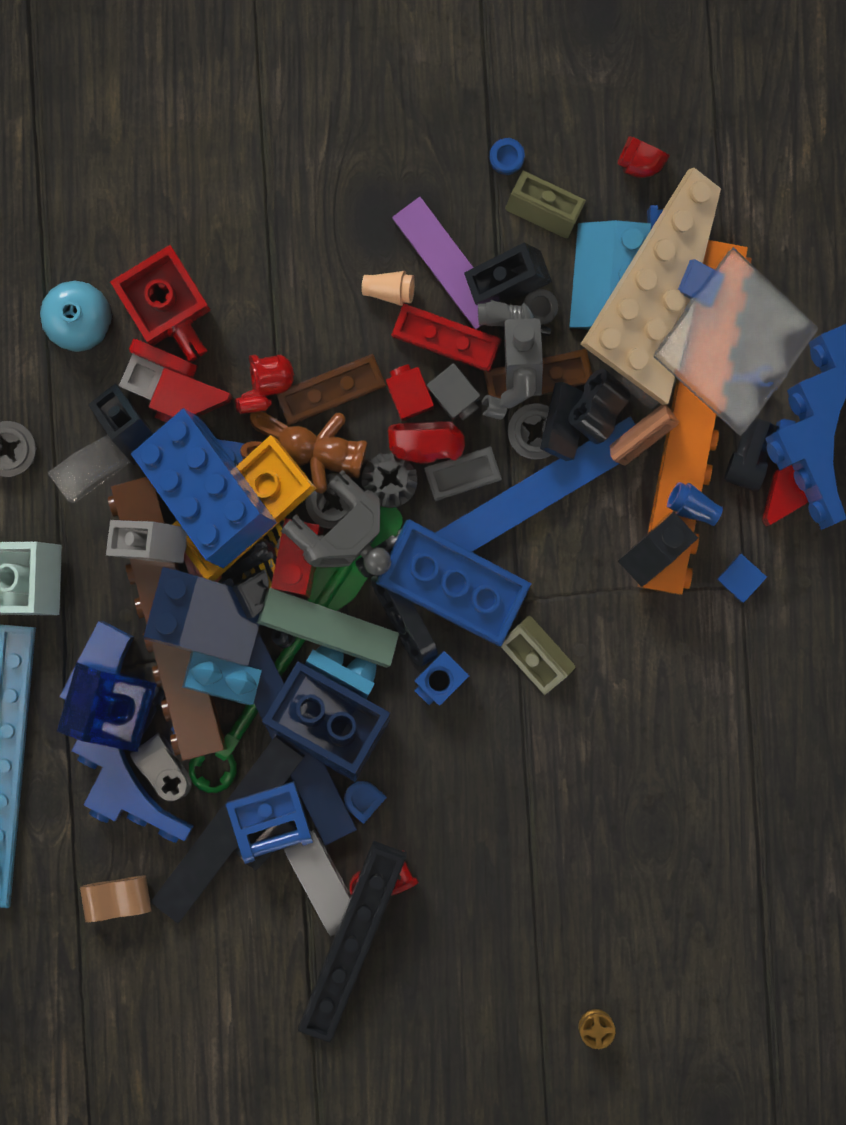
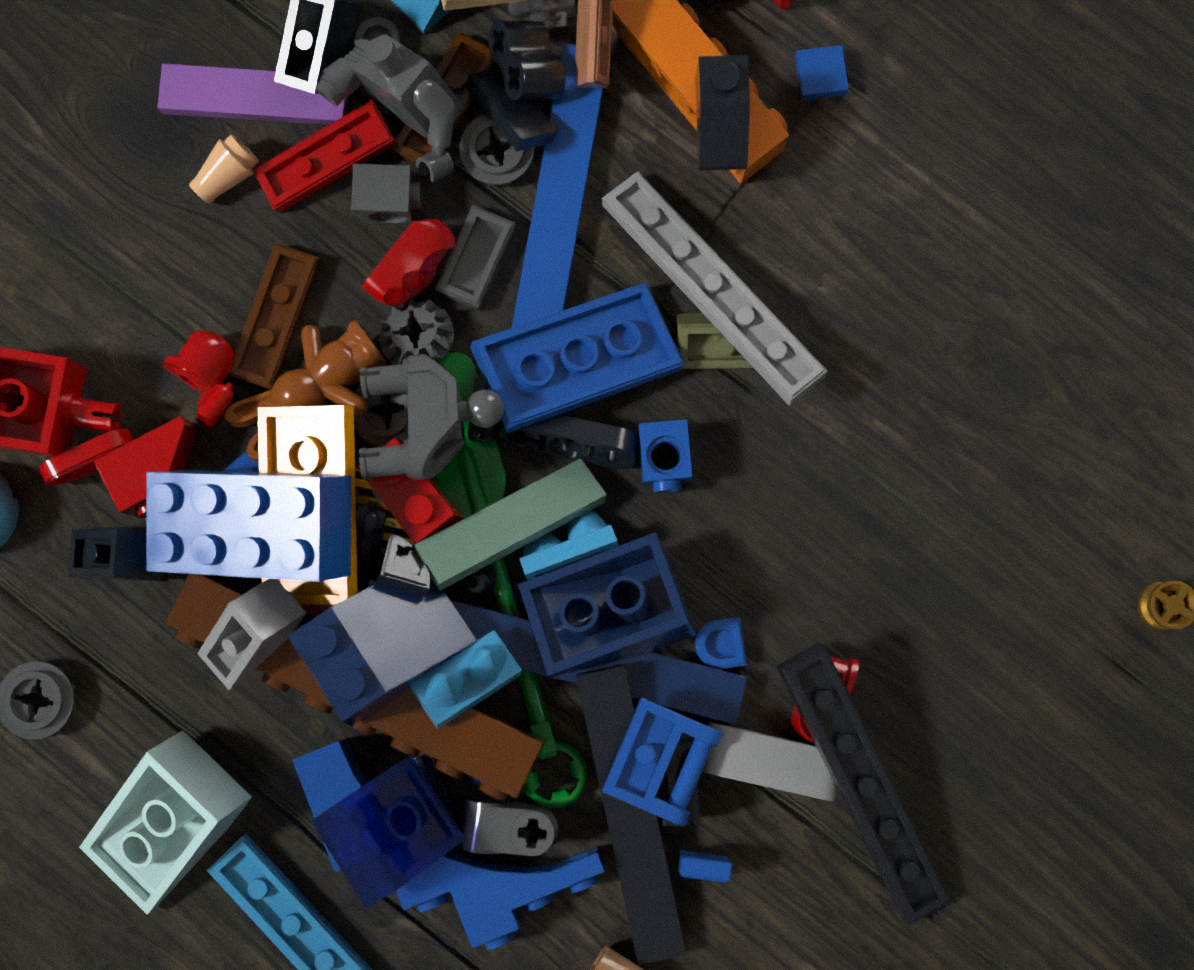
camera: 50 degrees left, 5 degrees down
(88, 468) = (129, 633): clear slope -> none
(141, 377) = (85, 497): light grey plate -> none
(233, 893) = (704, 866): none -> blue tile
(409, 392) = (346, 238): red brick -> none
(559, 624) = (714, 288): none -> light grey tile
(693, 504) = (707, 39): blue cone -> none

